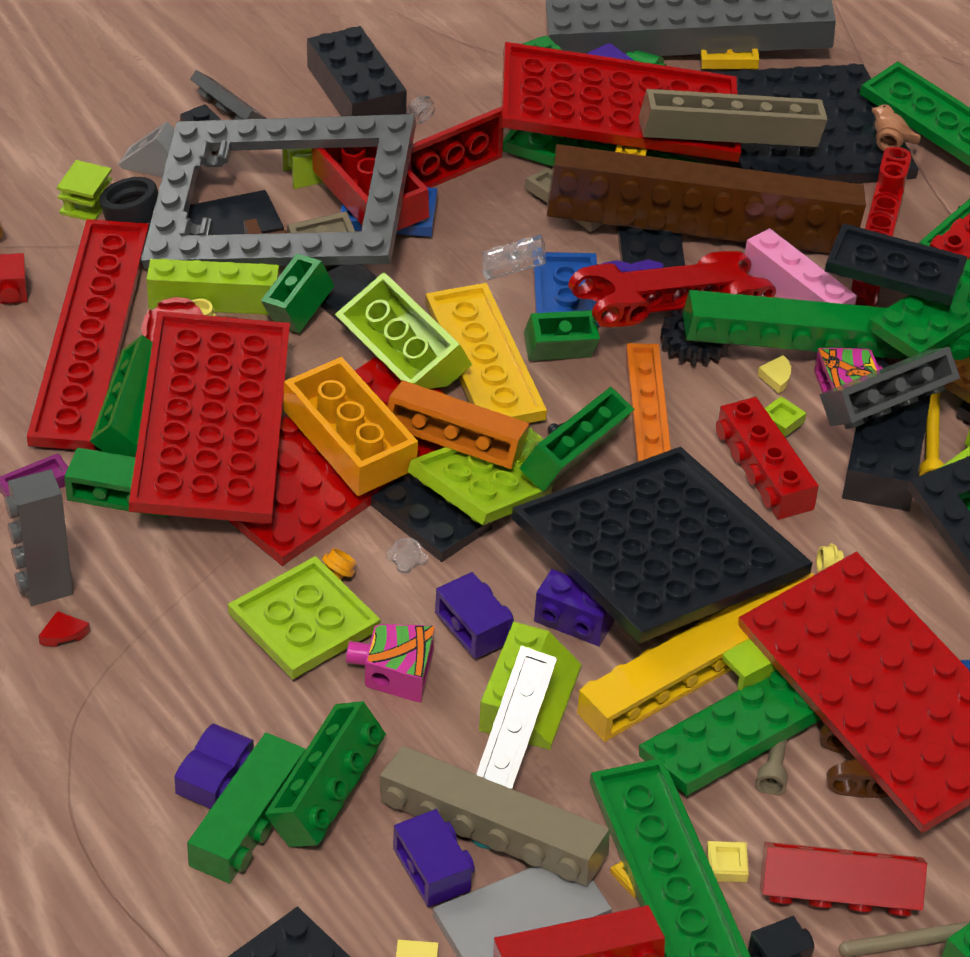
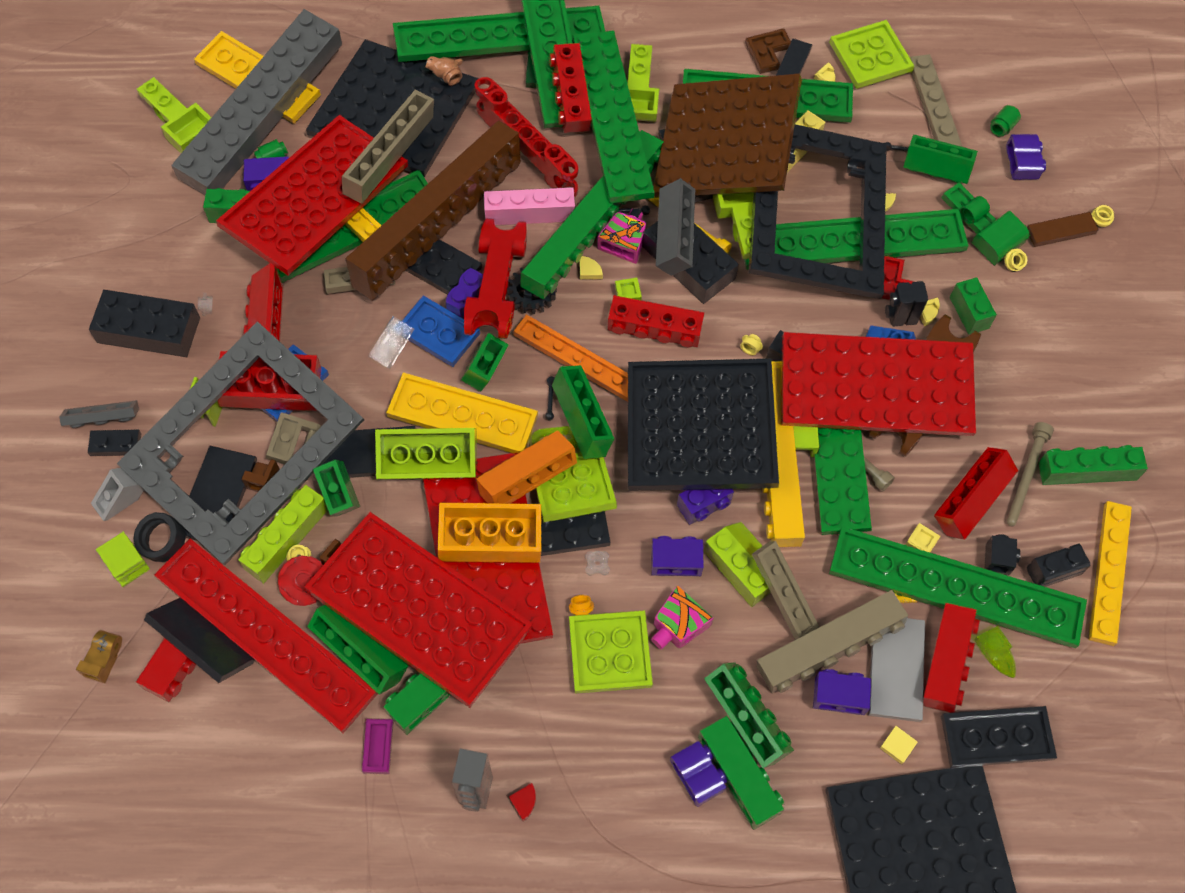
camera: 55 degrees left, 20 degrees up
(40, 280) = (199, 640): none -> black tile
(896, 264) = (583, 154): black plate -> none

